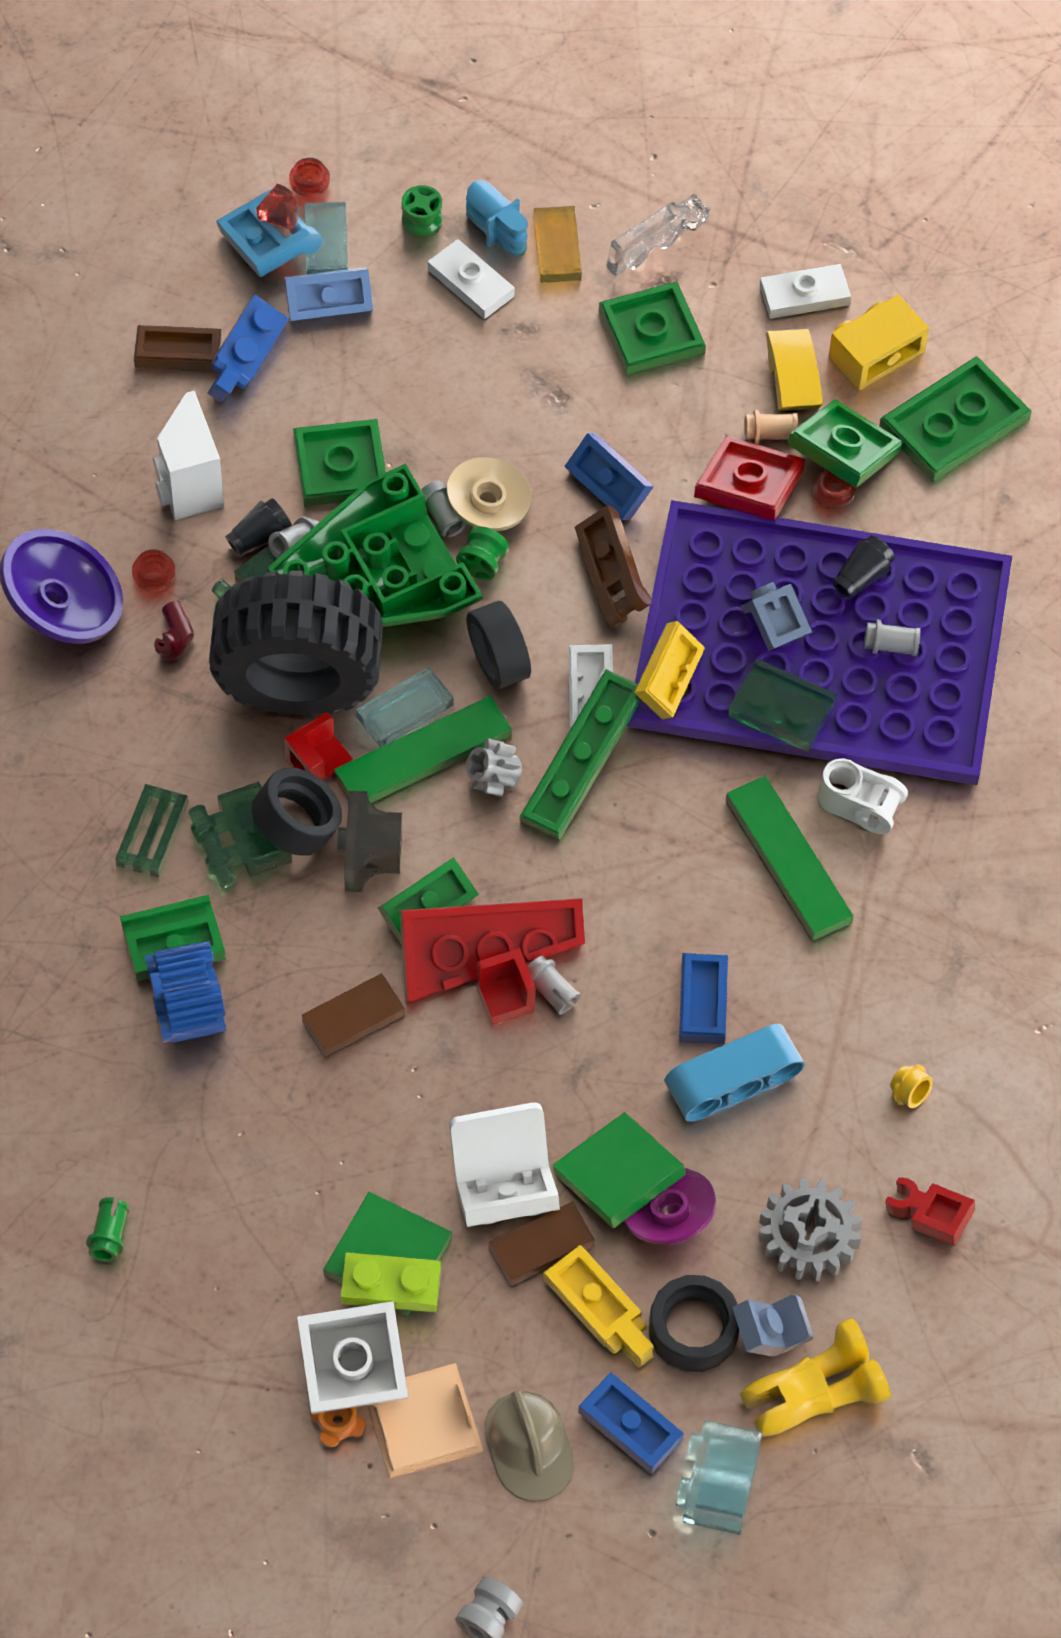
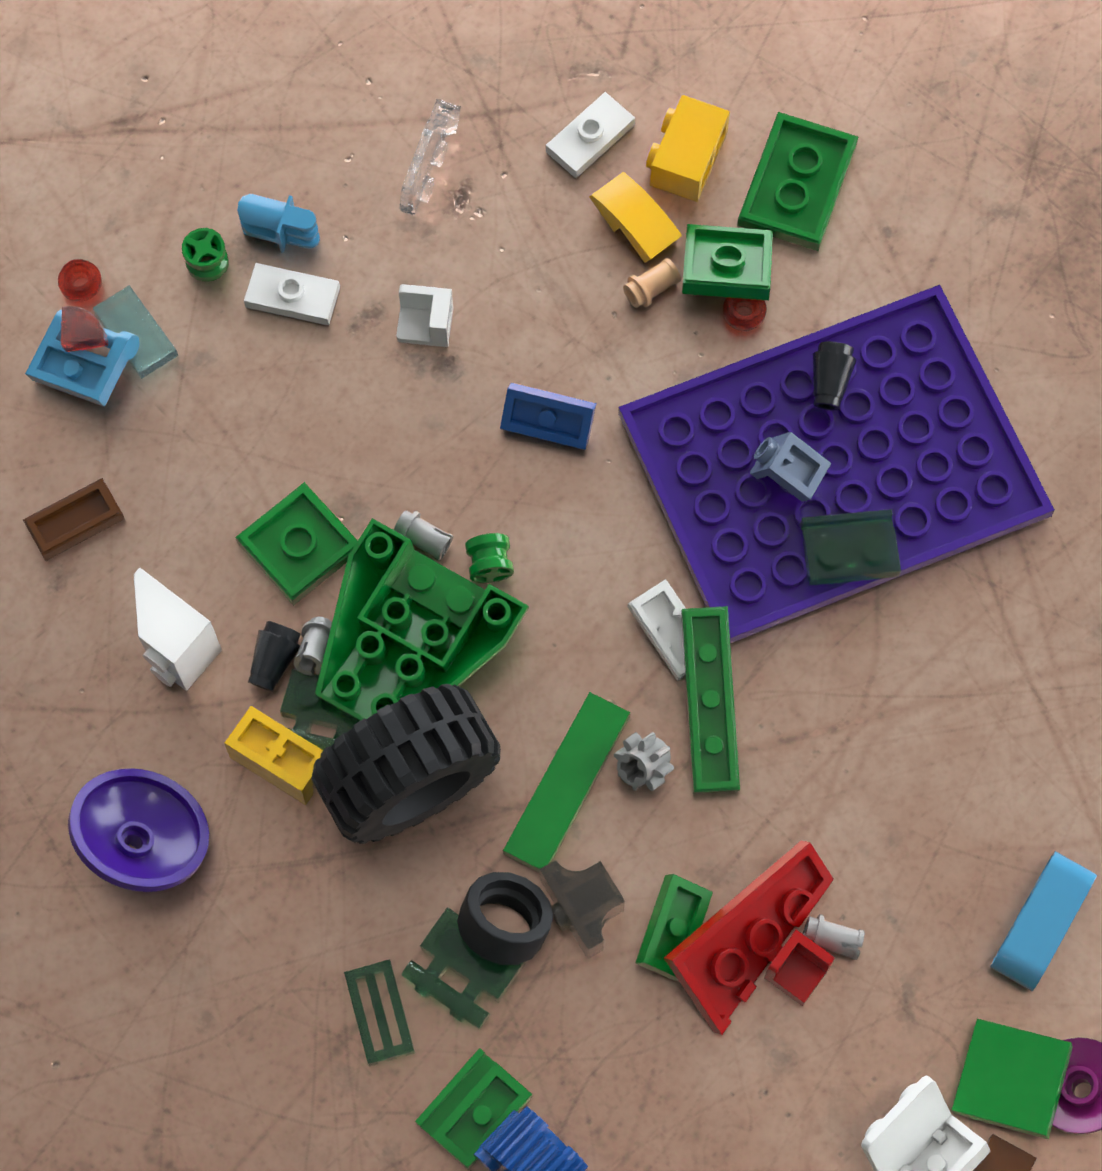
camera: 30 degrees left, 10 degrees up
(153, 561) = (198, 744): clear red plate -> none
(179, 633) = (272, 804): dark red arm -> none
(199, 585) = (274, 753): none -> yellow hinge
(246, 347) = (138, 483): blue hinge -> none
(316, 748) = (477, 844): red panel -> none
(328, 293) = (178, 386): medium blue plate -> none
(353, 1015) = (681, 1077): reddish brown tile -> none
(405, 707) = (522, 747): clear light blue tile -> none
(492, 481) = (460, 481): tan dish -> none
(498, 644) = (570, 642): black tyre -> none
(557, 244) = (344, 215): clear yellow tile -> none
(567, 351) = (424, 315): none -> white panel
(611, 565) = (609, 501): reddish brown plate -> none
(652, 328) = (482, 248): green tile -> none
(669, 670) = (737, 575): yellow plate -> none
(703, 998) = (964, 864): blue tile -> none
(749, 478) = (669, 344): red plate -> none
(789, 858) = (945, 684): green tile -> none
(863, 795) = (977, 588): white piece -> none
(891, 638) = (891, 431): light grey pin -> none

